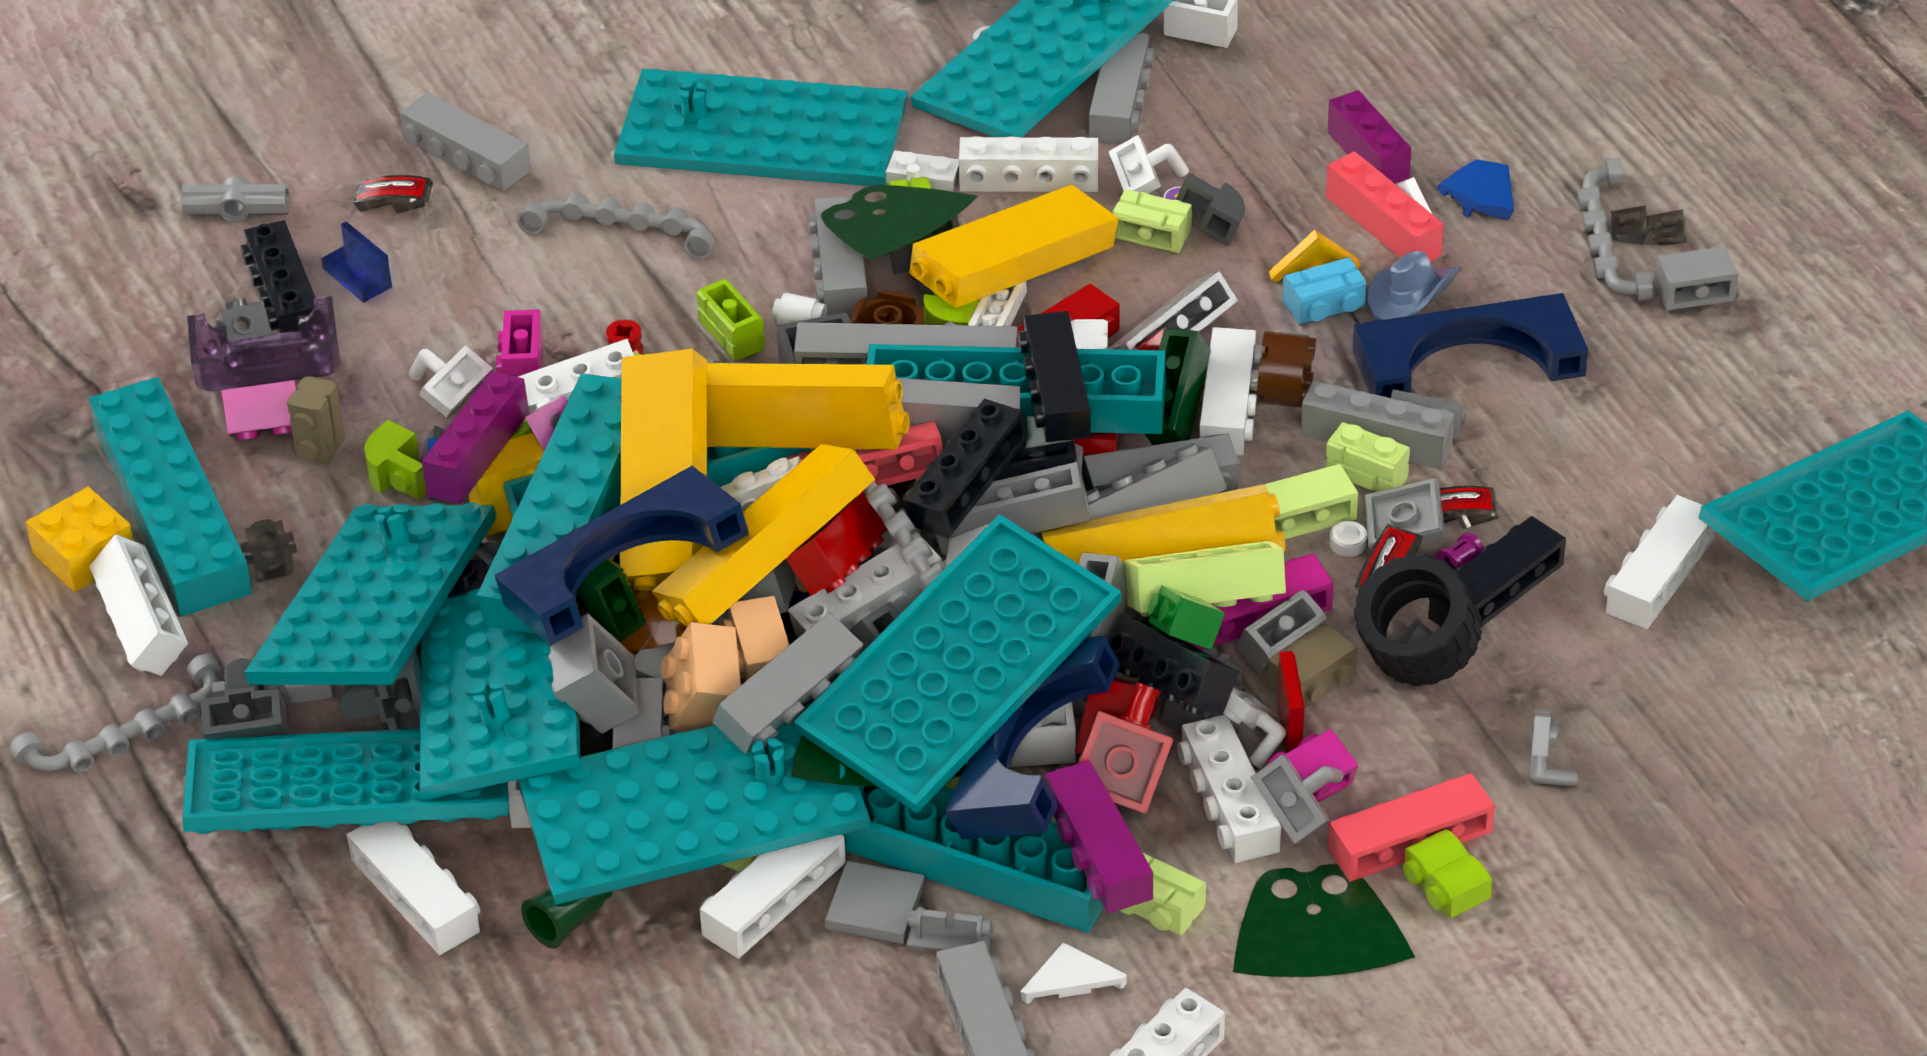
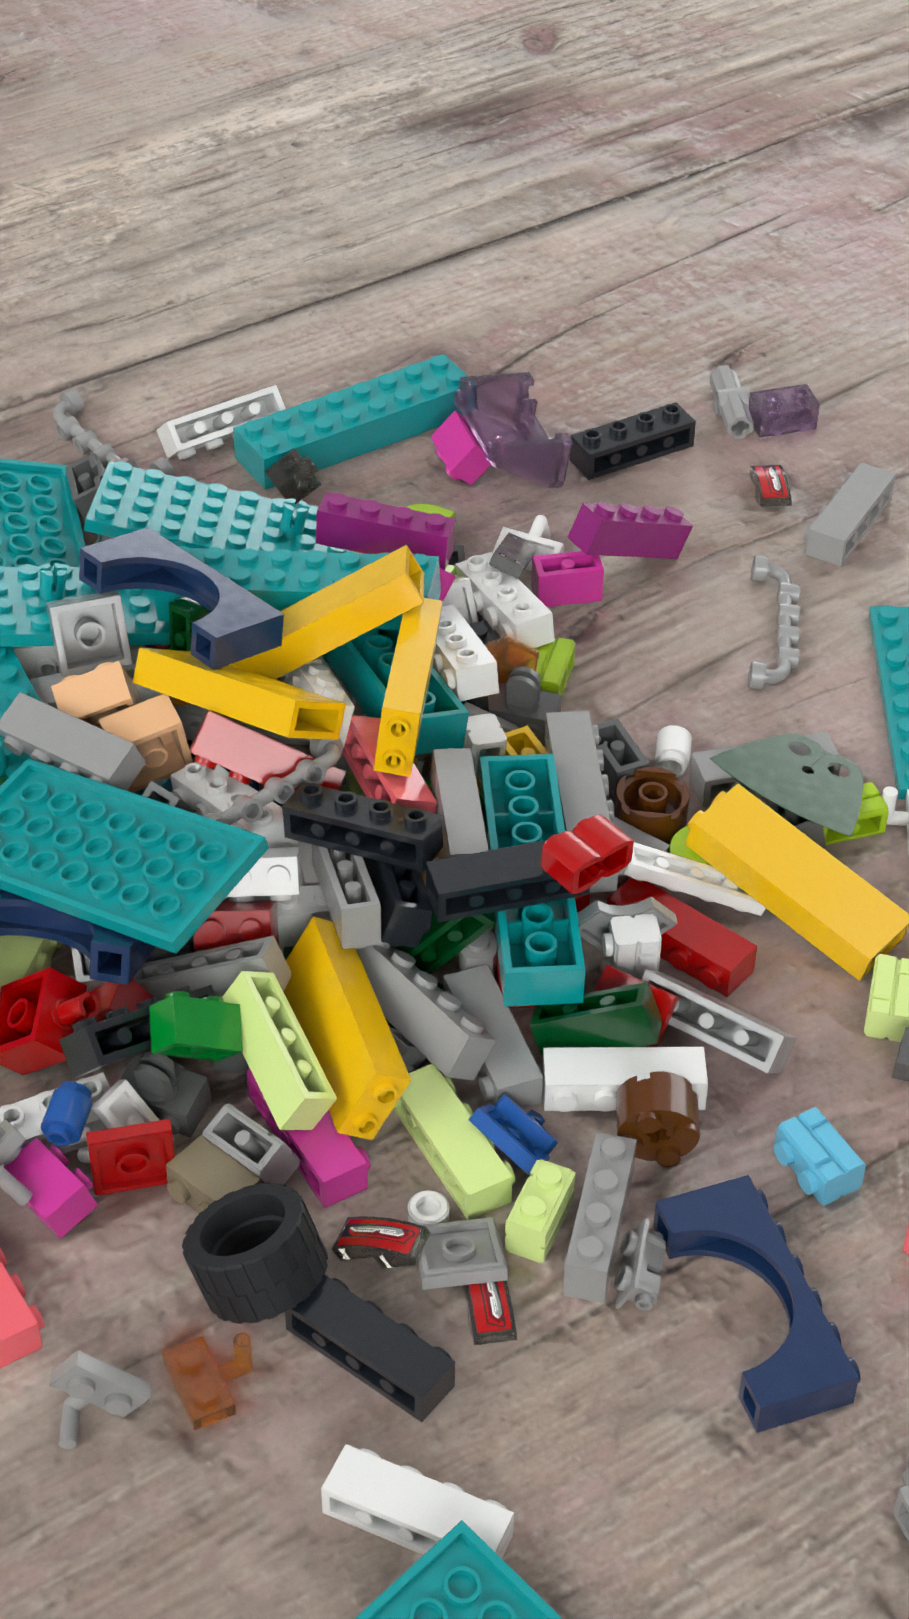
camera: 80 degrees right, 0 degrees up
(74, 534) = (299, 377): yellow brick -> none
(252, 314) = (564, 419): dark grey brick -> none
(270, 156) = (783, 410): none -> clear purple brick
(316, 420) = (444, 473): dark tan brick -> none
(359, 265) = (667, 480): clear blue panel -> none
(481, 282) = (630, 530): none -> magenta brick
(520, 366) = (513, 555): none -> dark grey tile
(624, 330) = (606, 645): red wheel -> none
(730, 319) = (642, 698): lime brick -> none
(1068, 301) = (587, 853): none -> red brick
(1249, 735) = (67, 1113): none -> blue brick
(1282, 463) = (515, 1132): none -> blue slope
(1309, 253) = (876, 1149): yellow tile -> none
(1407, 286) = (850, 1235): sand blue hat -> none
(1465, 550) = (403, 1307): magenta bush -> none
(1516, 692) = (202, 1382): none -> clear orange plate

